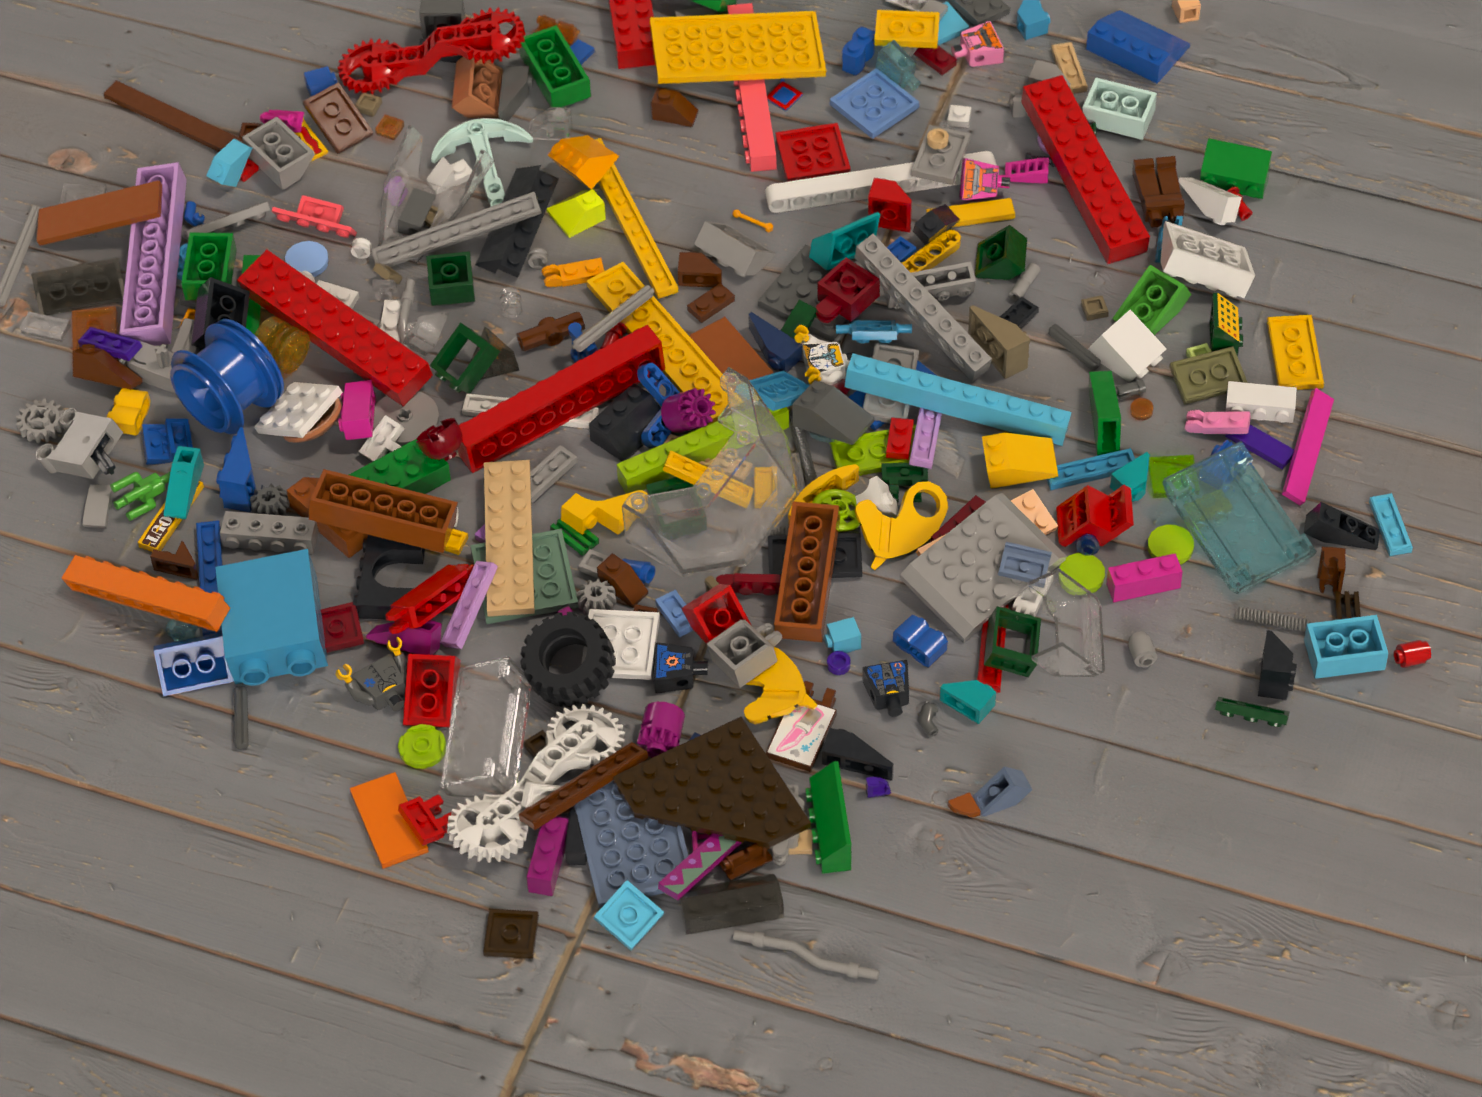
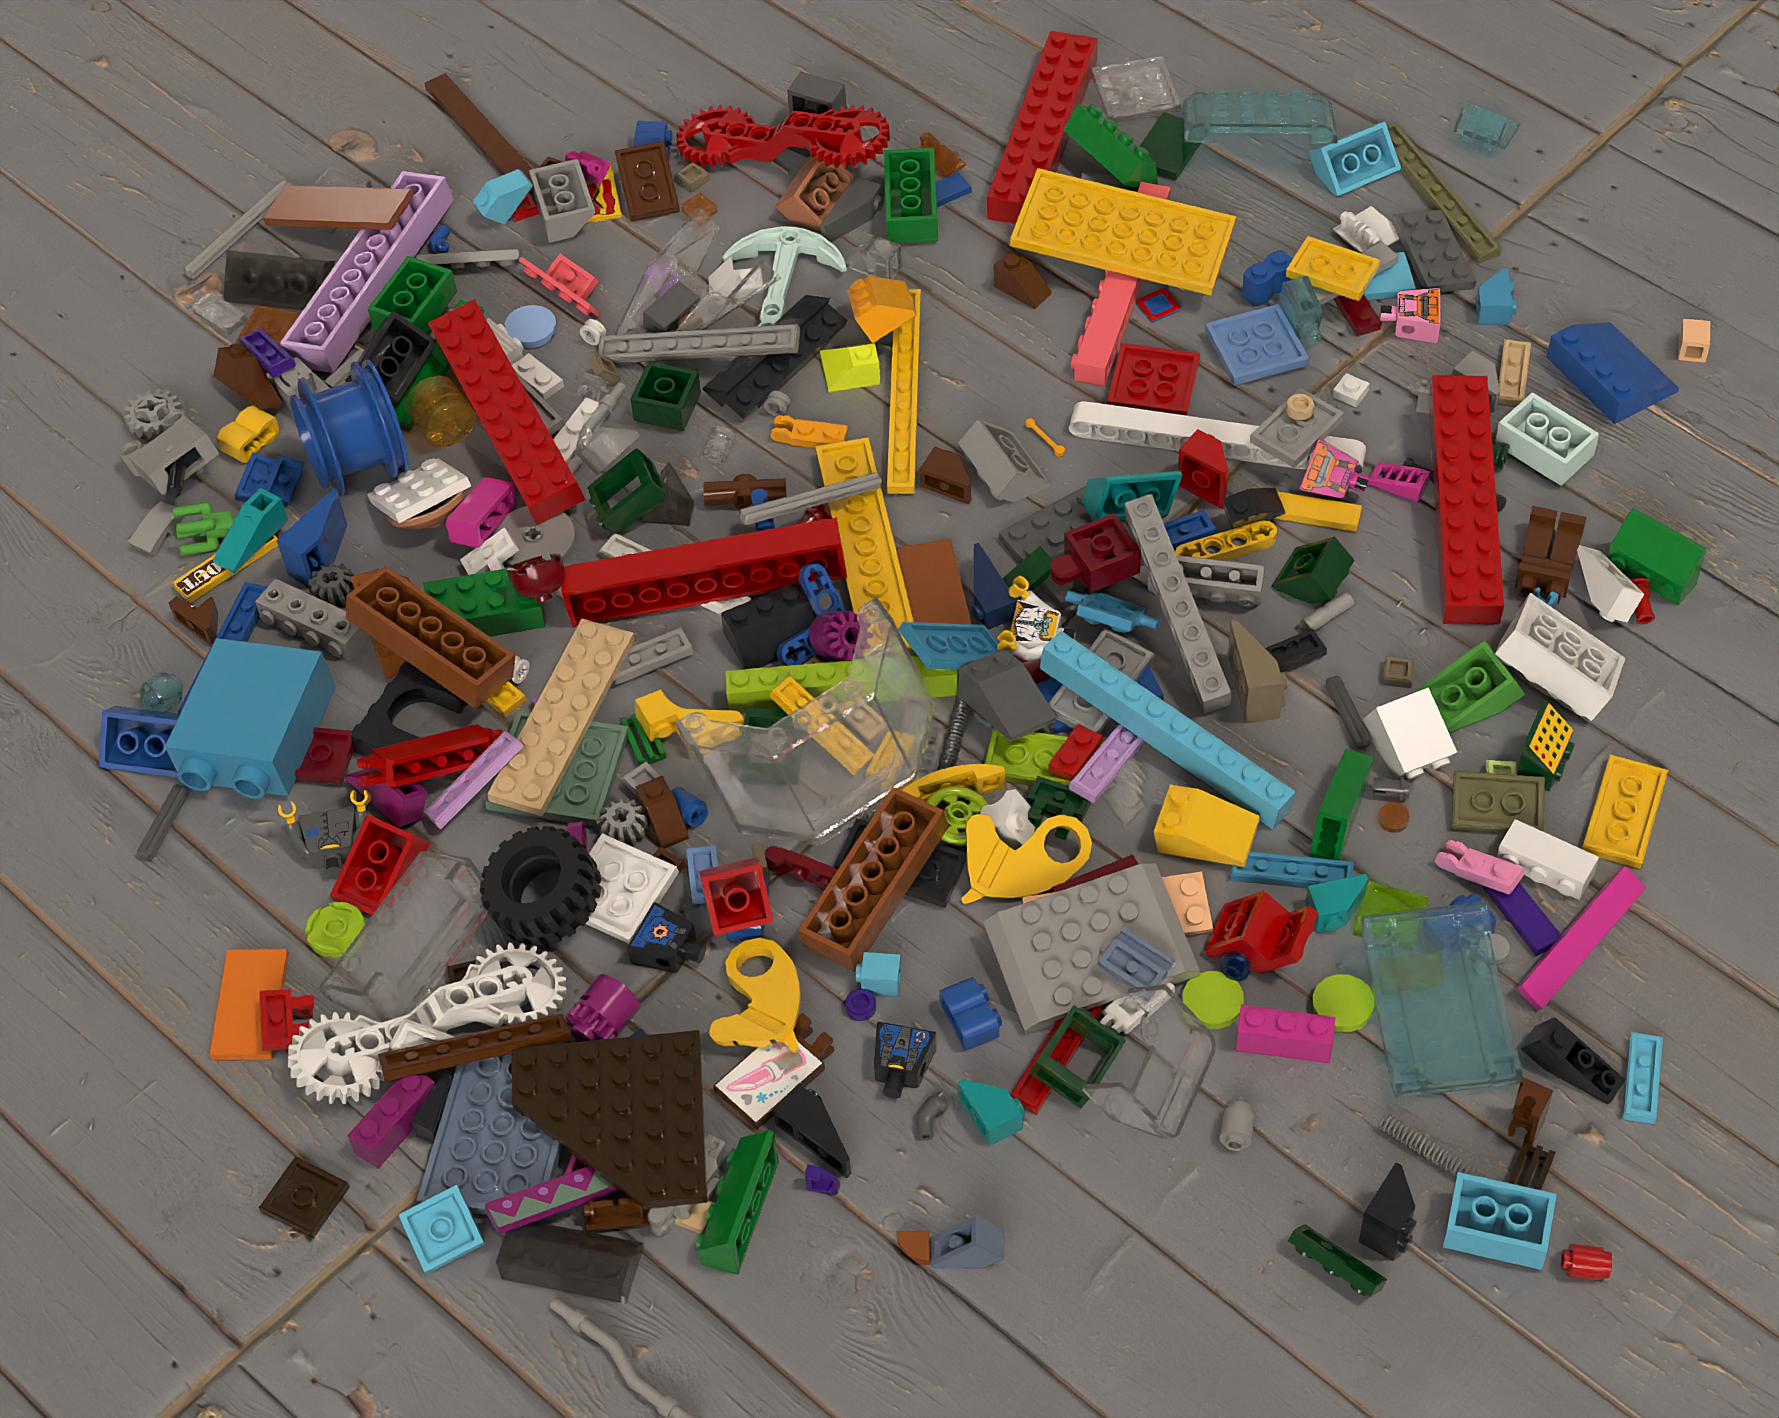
camera: 25 degrees right, 0 degrees up
(146, 592) = (135, 642): orange brick -> none
(711, 303) = (945, 517): reddish brown plate -> none
(744, 651) = (746, 950): light grey hinge -> none

